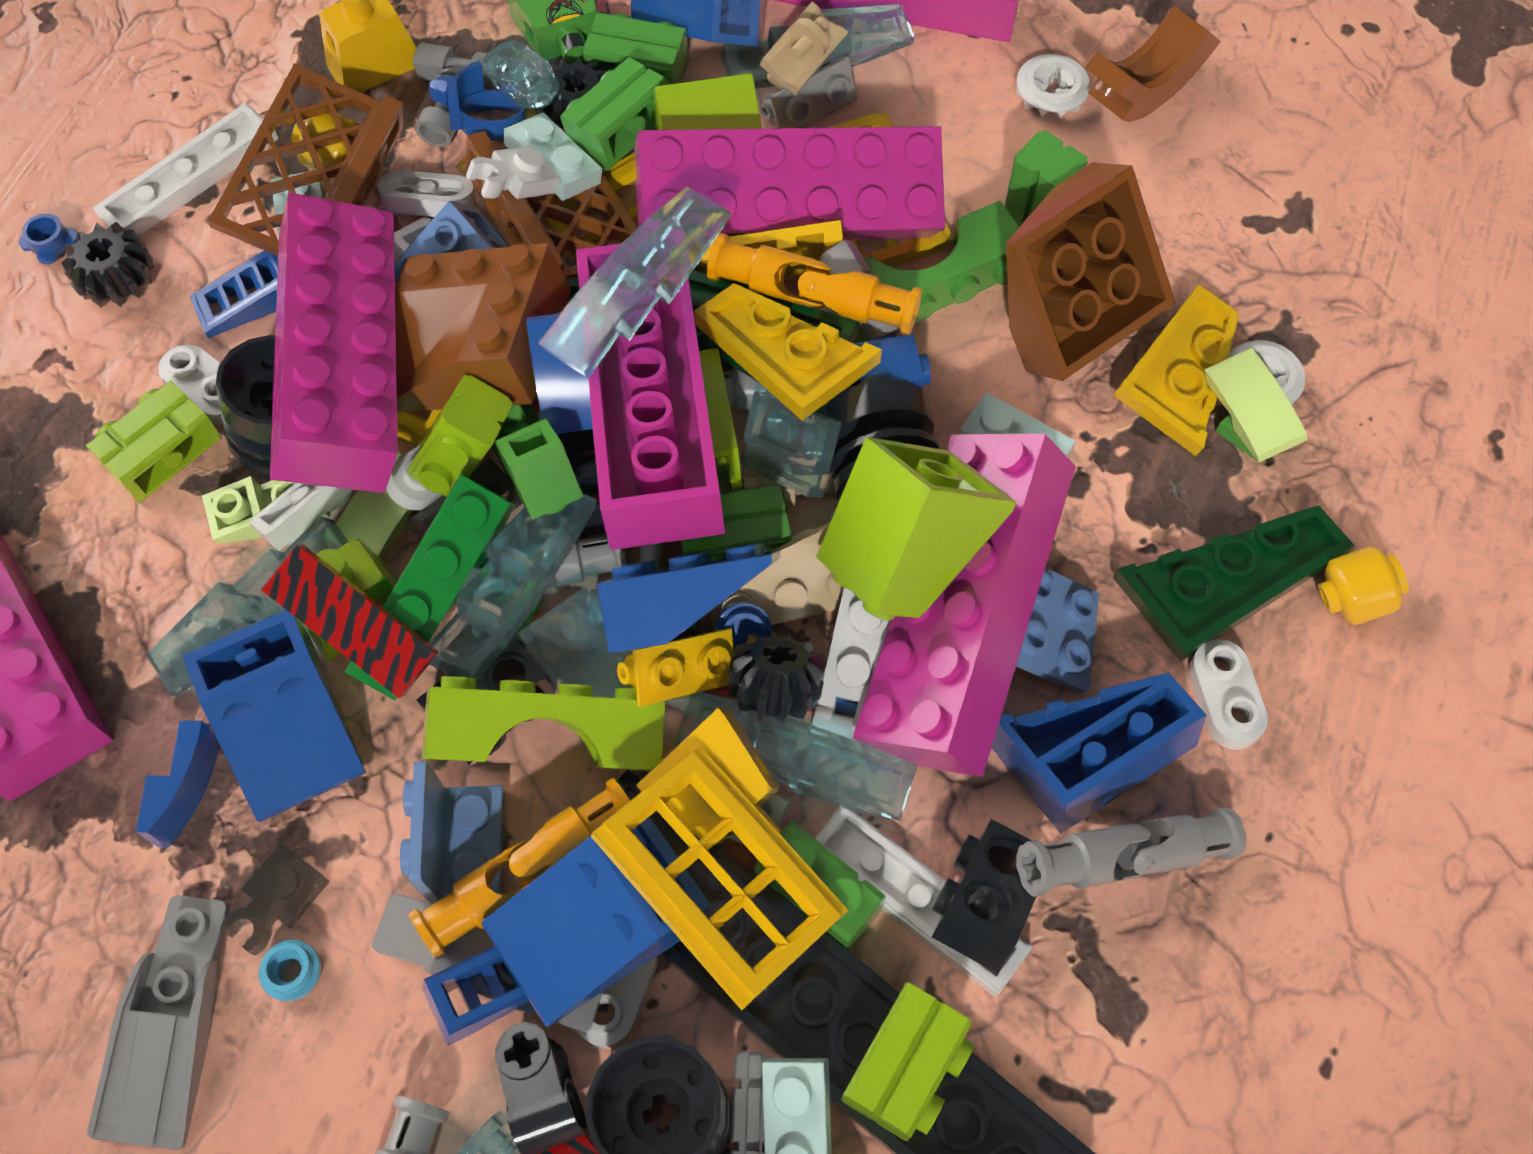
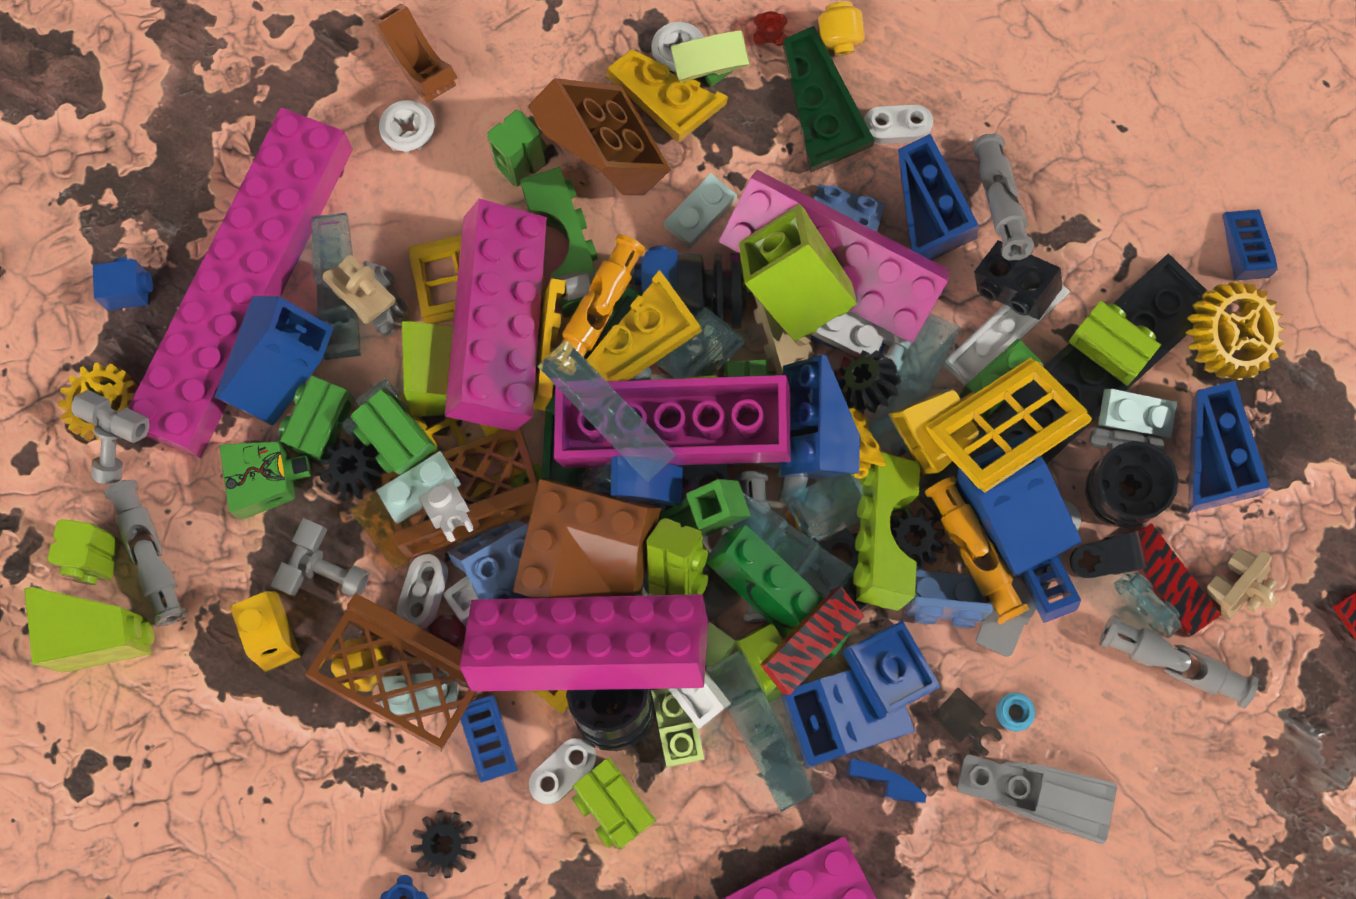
camera: 80 degrees left, 10 degrees up
(182, 173) = (356, 787): white tile -> none
(340, 770) = (891, 669): none -> blue tile
(467, 94) = (341, 559): blue piece -> none
(521, 74) = (339, 500): clear light blue plate -> none
(524, 784) = (927, 545): none -> black gear
(1339, 481) = (770, 20): none -> clear red plate

